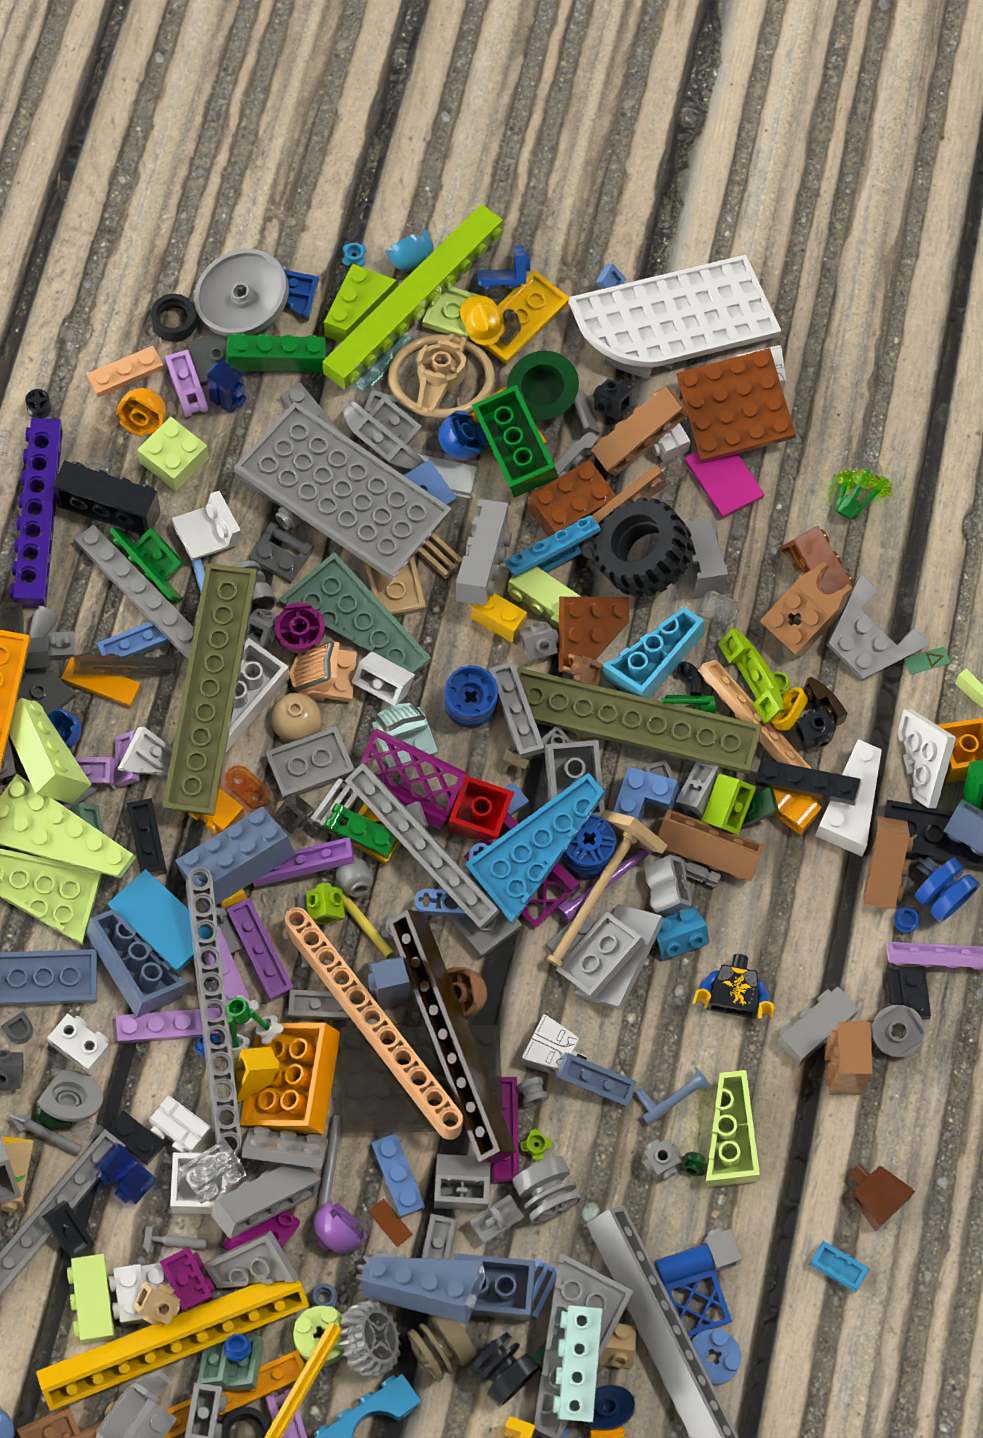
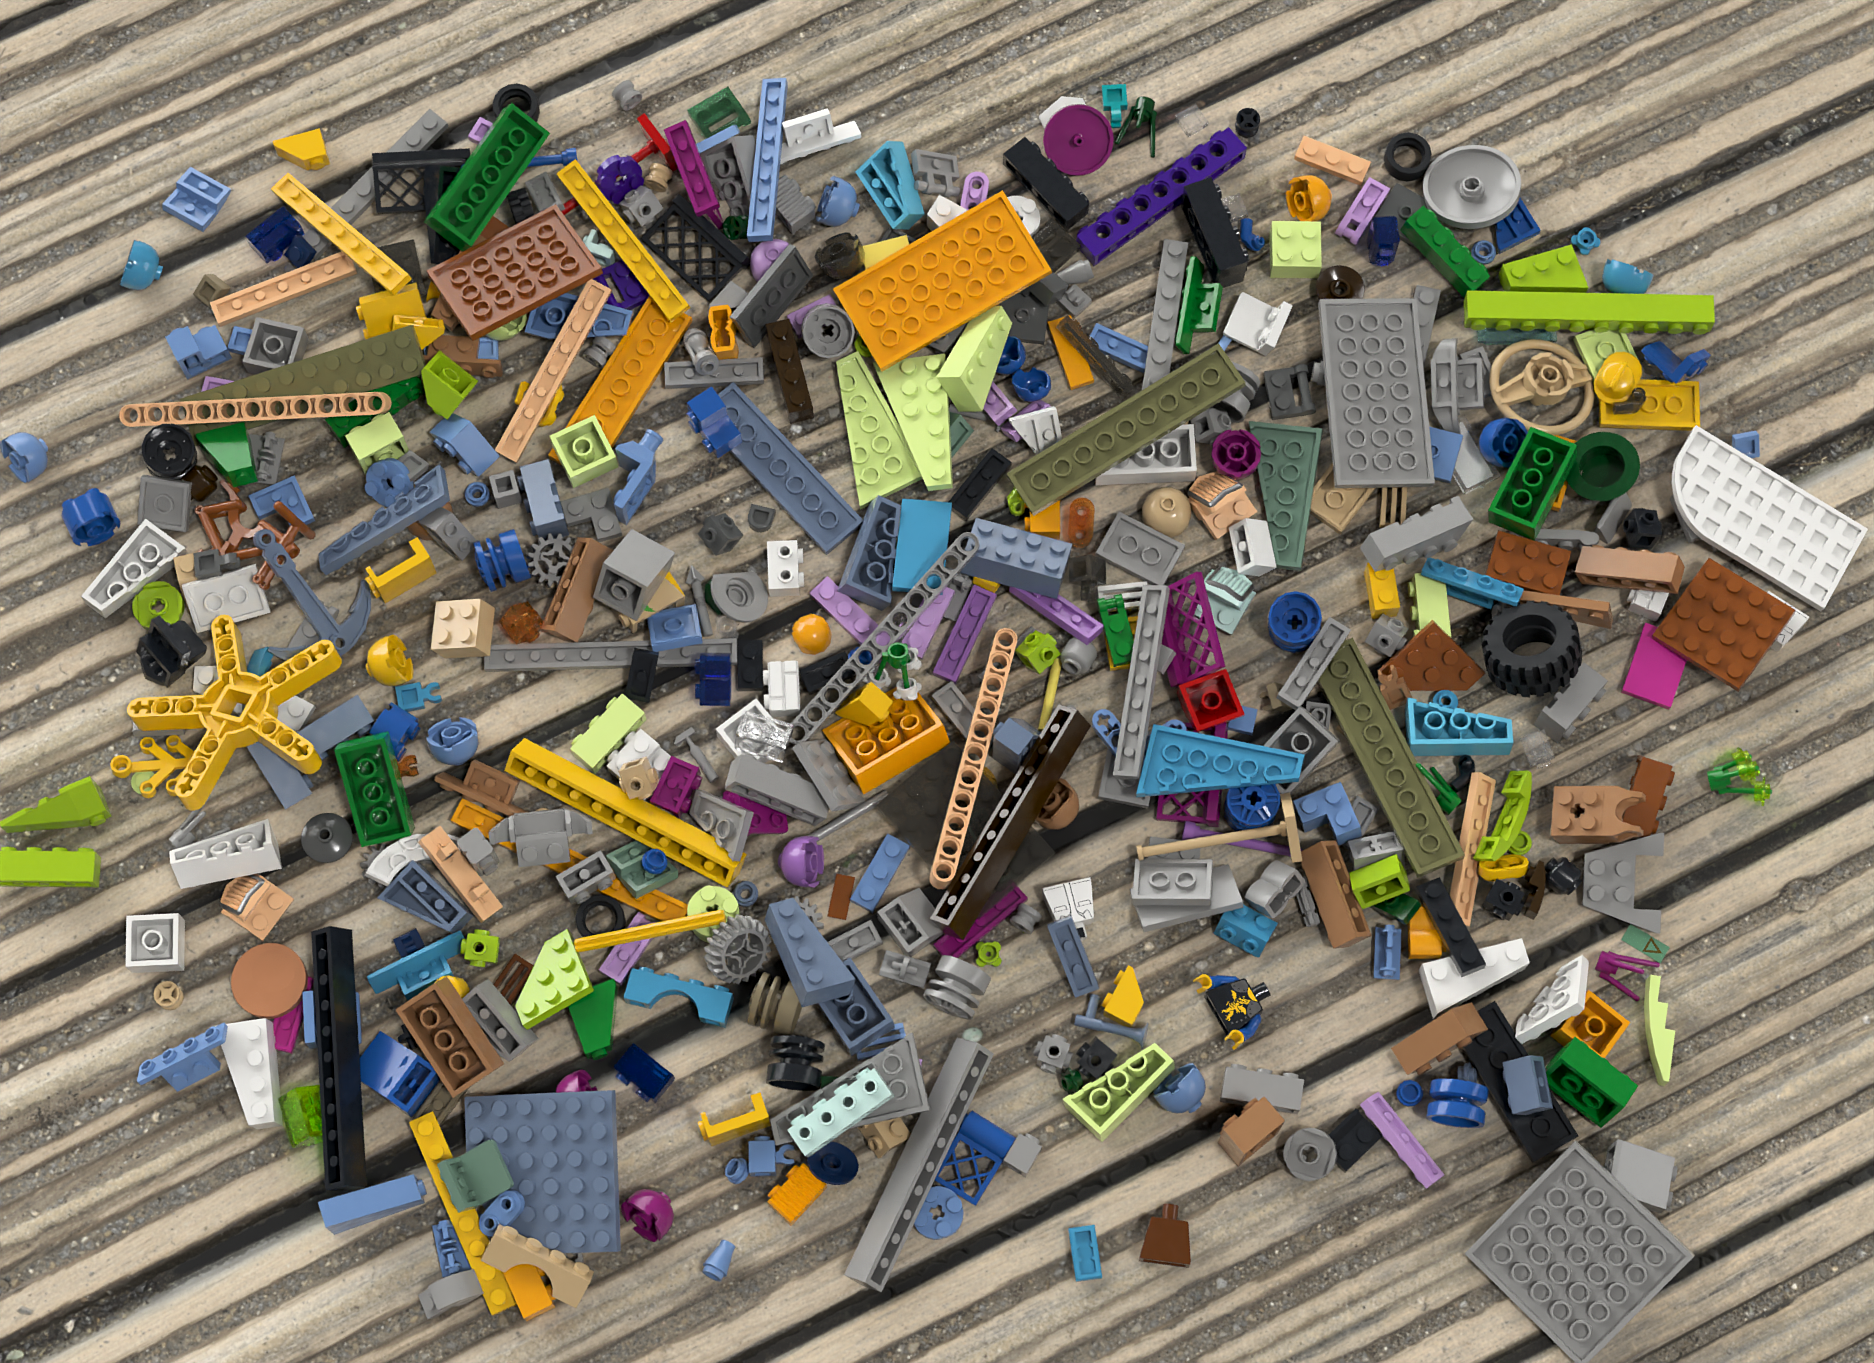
camera: 55 degrees right, 5 degrees up
(53, 1171) = (675, 628): none -> medium blue plate
(102, 730) = (1031, 385): none -> blue hair
(139, 477) = (1252, 241): none -> blue arm
(153, 1067) = (812, 634): none -> light orange hair
(186, 822) = (1015, 503): none -> lime arm
(195, 1083) = (819, 674): none -> black plate
(227, 440) = (1340, 278): none -> dark brown dish
(296, 323) = (1485, 246): none -> medium blue plate
(617, 647) = (1446, 694): none -> dark azure plate
(662, 1067) = (1126, 1001): none -> yellow slope
(691, 1130) = (1088, 1051): none -> black brick
(770, 1084) = (1182, 1091): none -> medium blue cylinder
(784, 846) = (1387, 952): none -> medium blue hinge
(831, 672) = (1562, 875): none -> black head
(924, 695) = (1610, 962): none -> magenta plant

